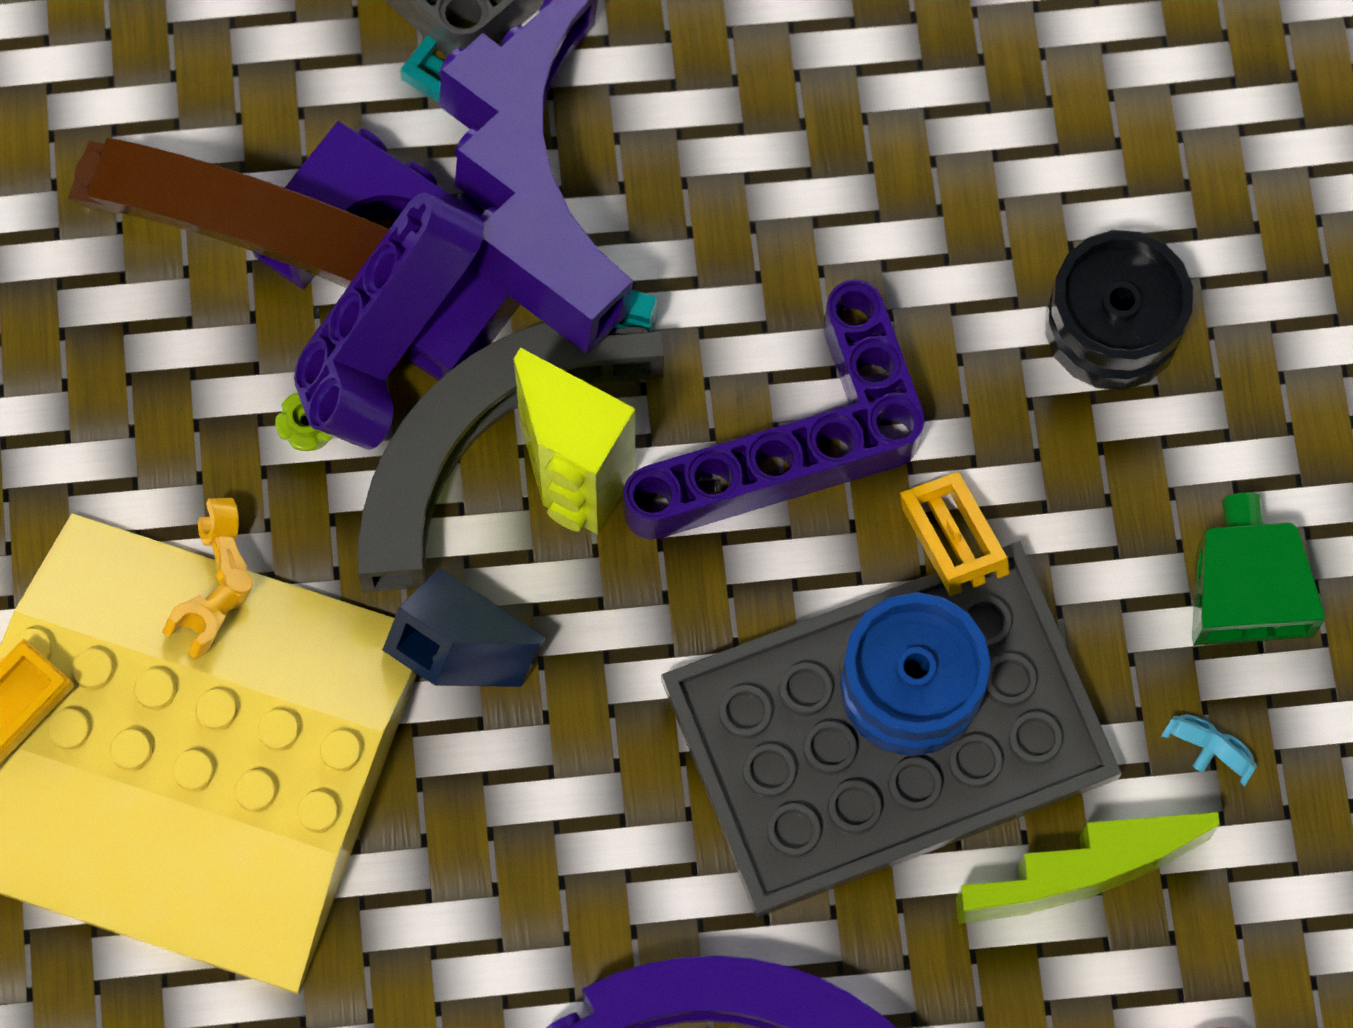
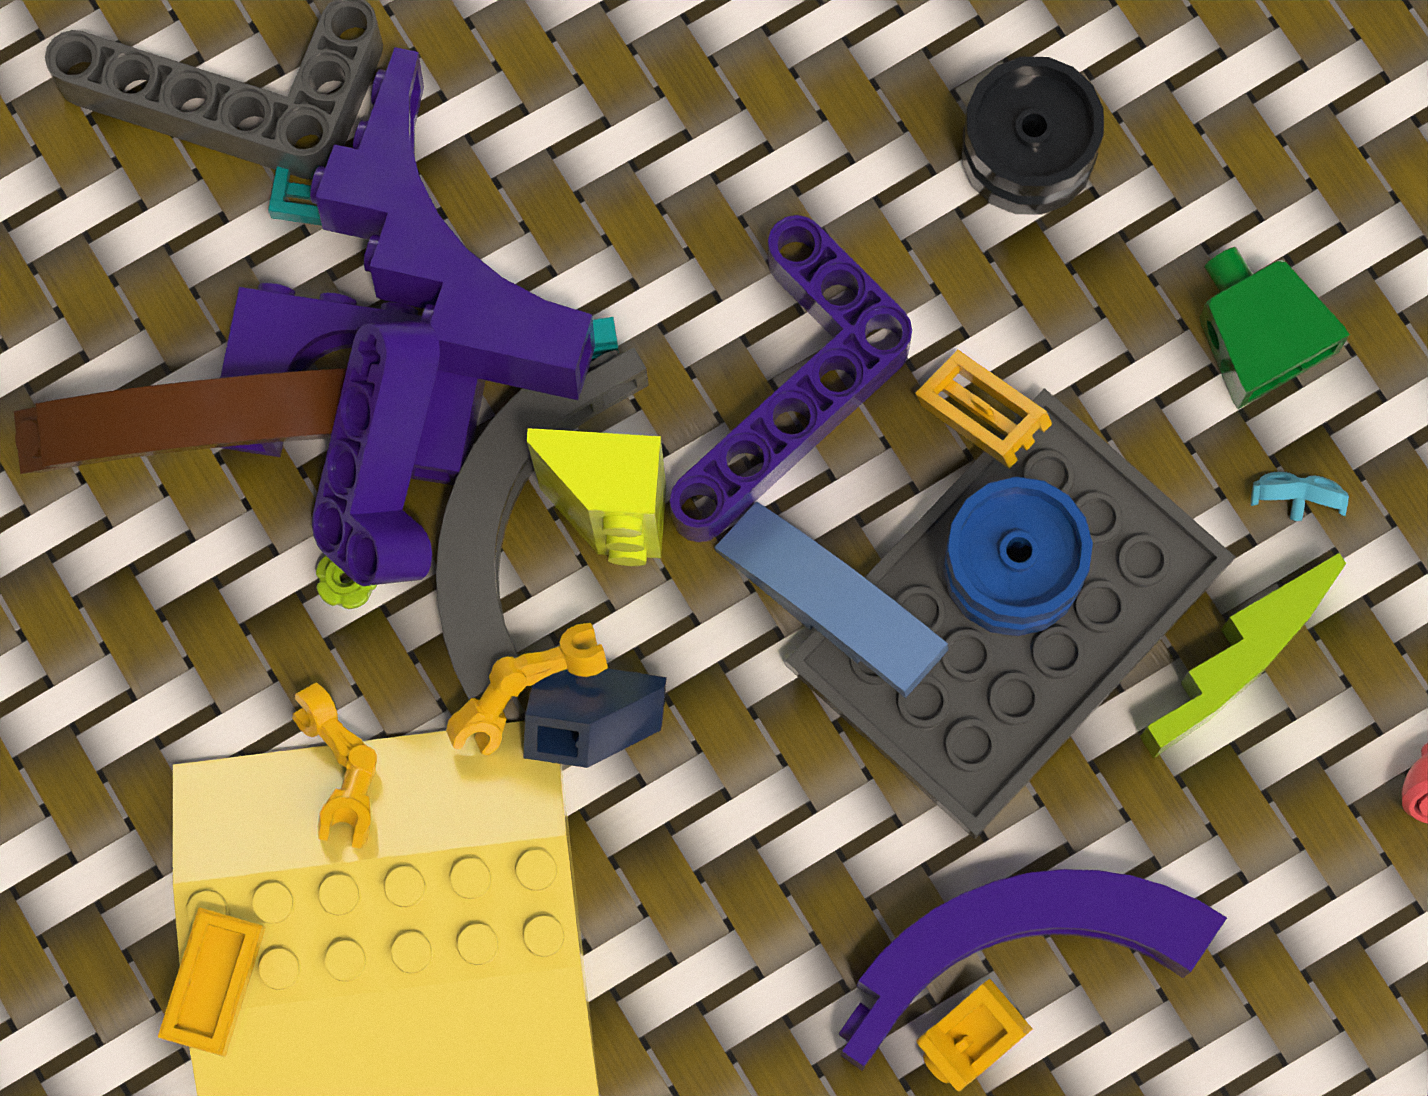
camera: 20 degrees left, 5 degrees up
(474, 576) = (510, 676): none -> yellow piece
(731, 638) = (832, 598): none -> medium blue slope

